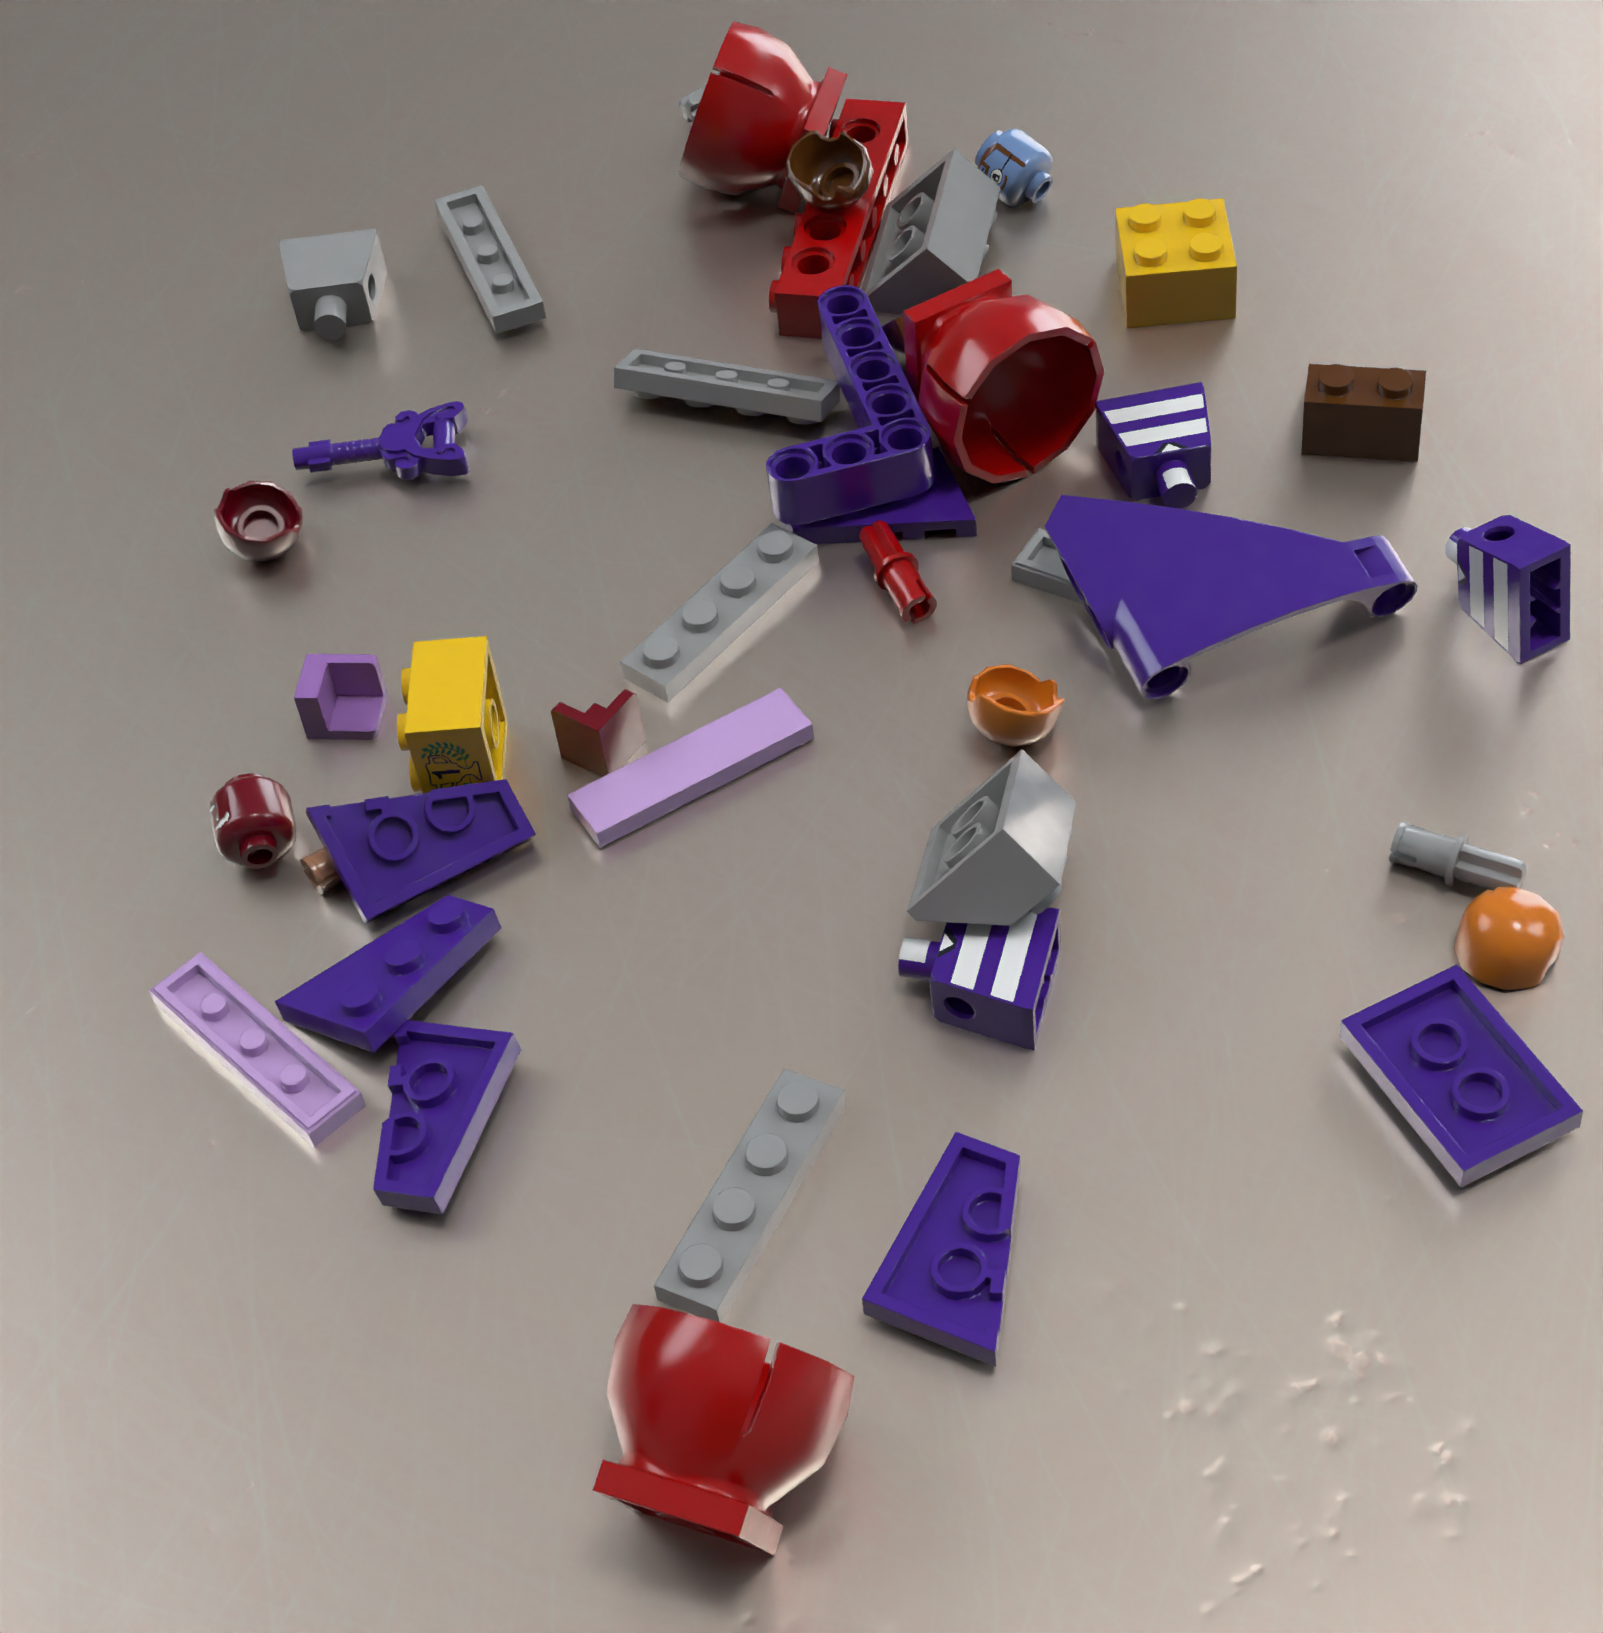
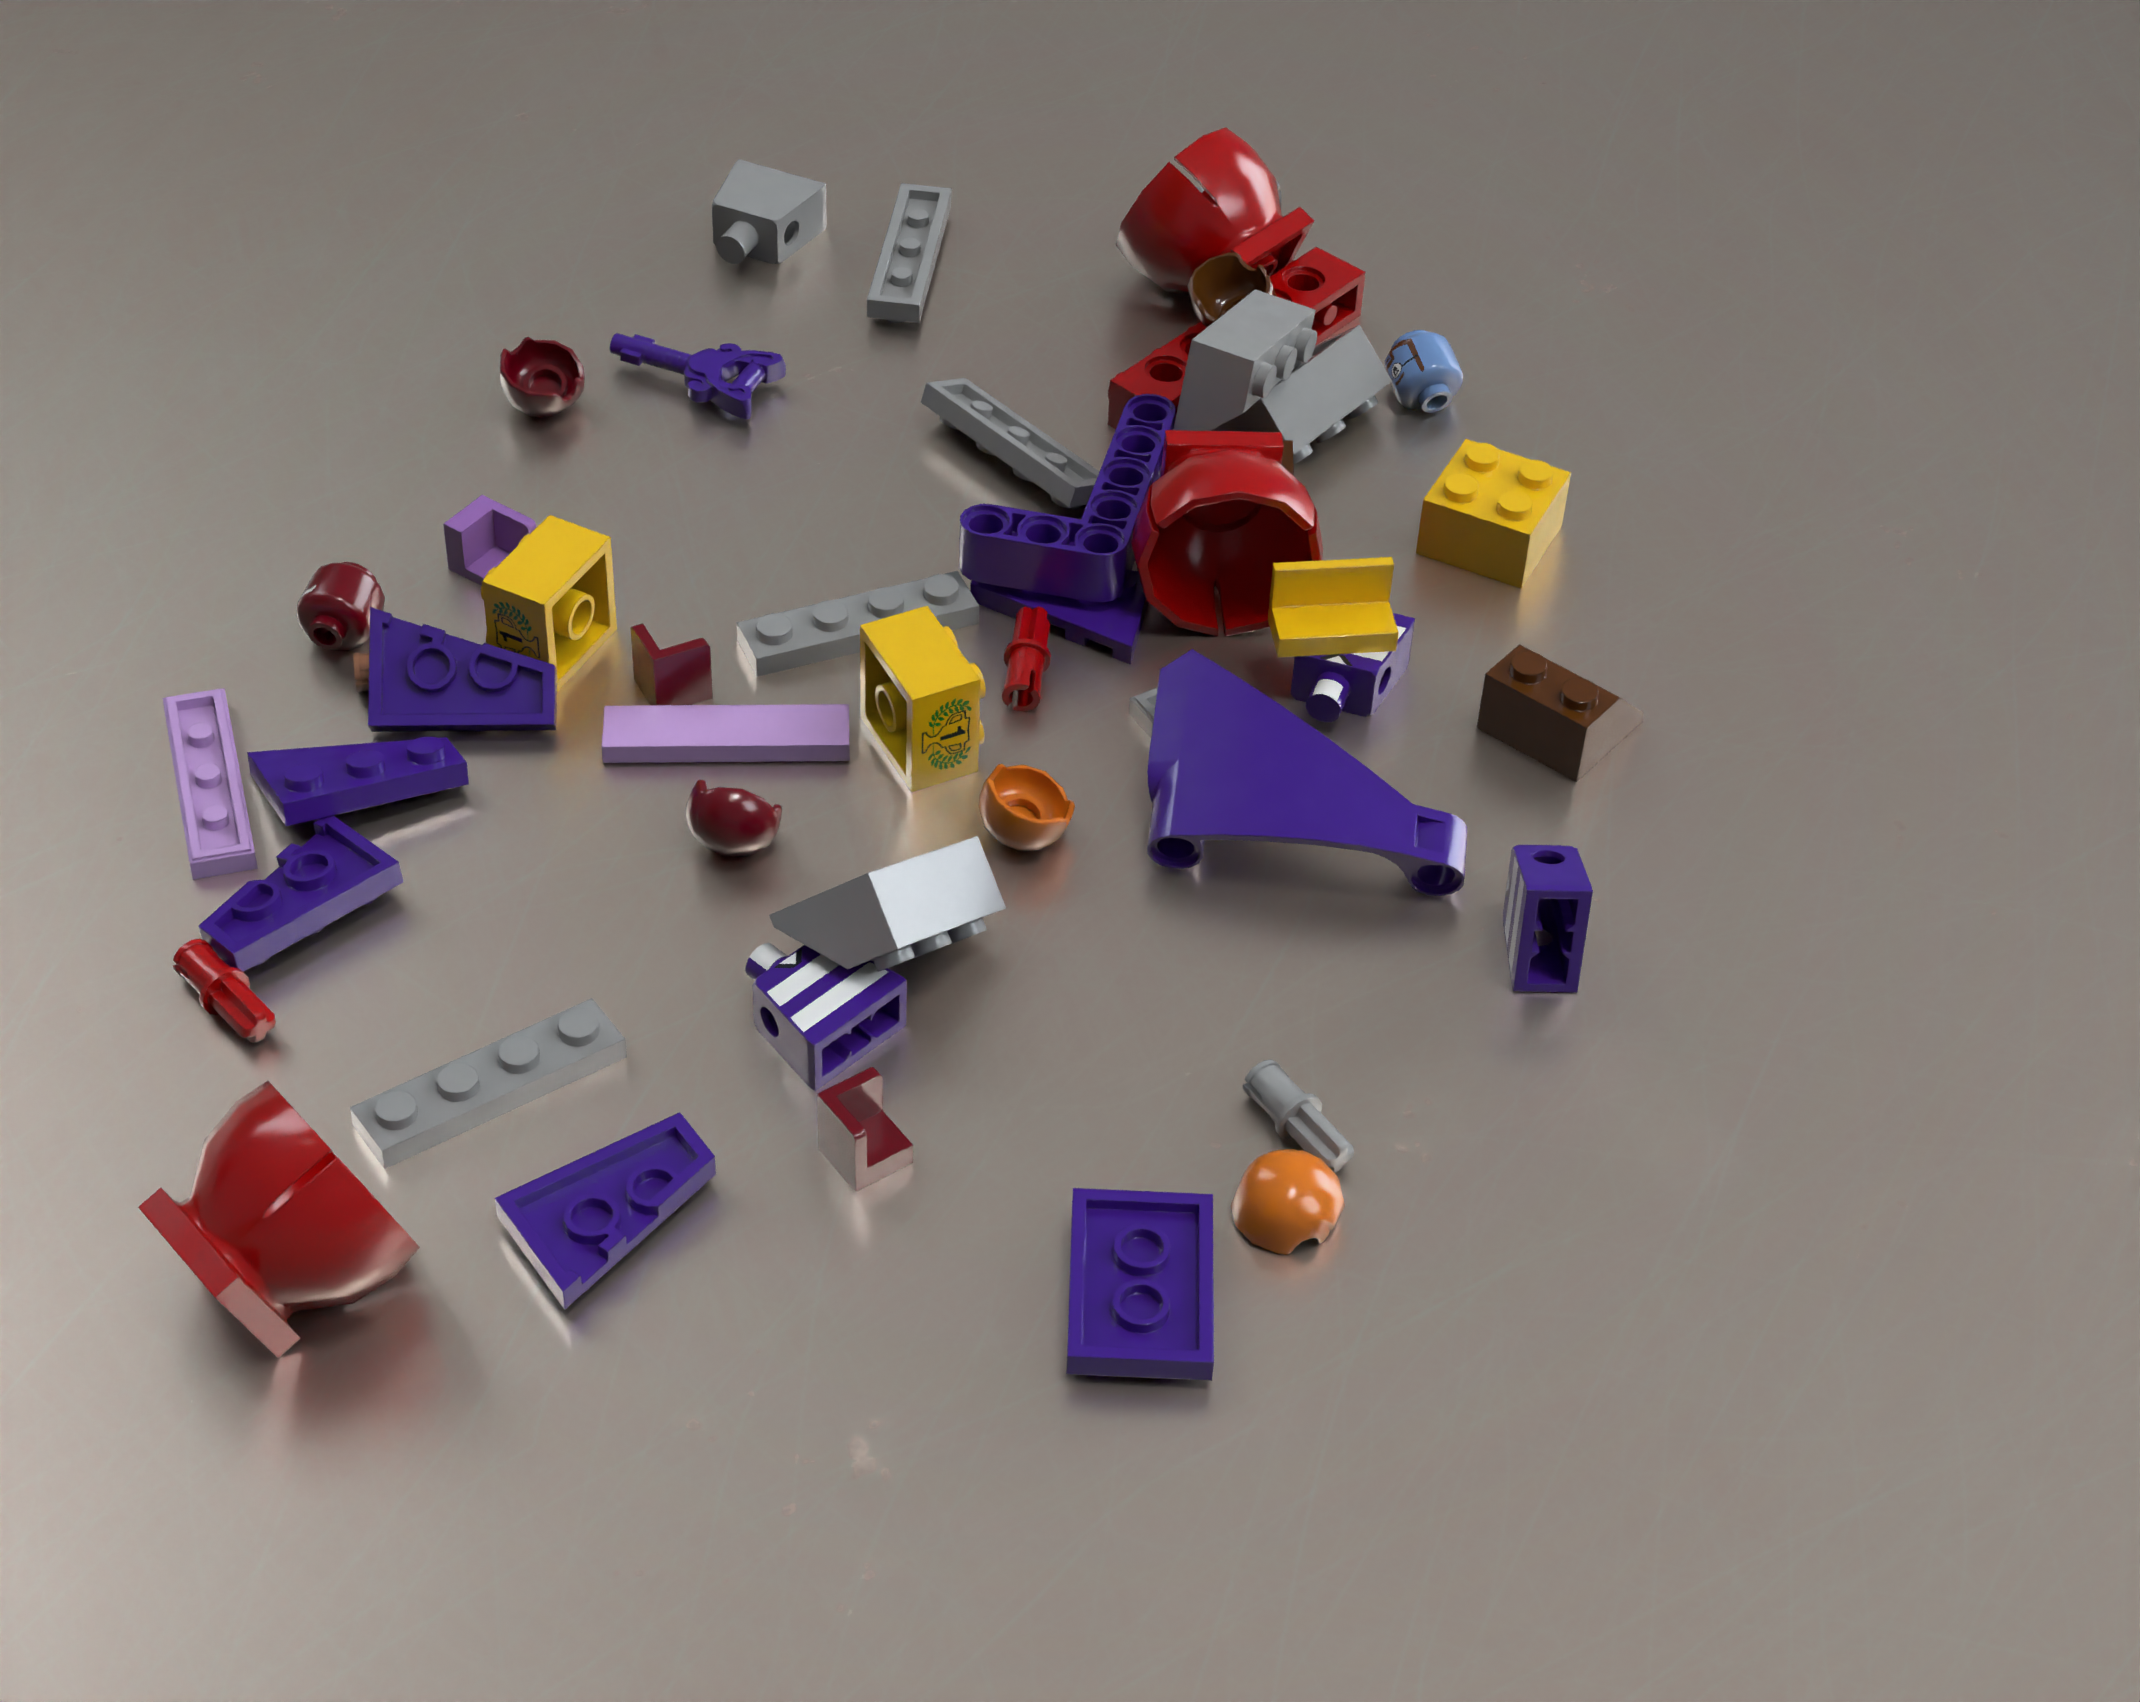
camera: 20 degrees right, 5 degrees down
(442, 1237) = (223, 990): none -> red axle
(774, 844) = (731, 820): none -> dark red hair
(854, 650) = (920, 698): none -> yellow brick
(900, 225) = (1243, 359): none -> light grey slope
(1119, 1071) = (858, 1133): none -> panel
(1141, 405) = (1332, 607): none -> yellow panel

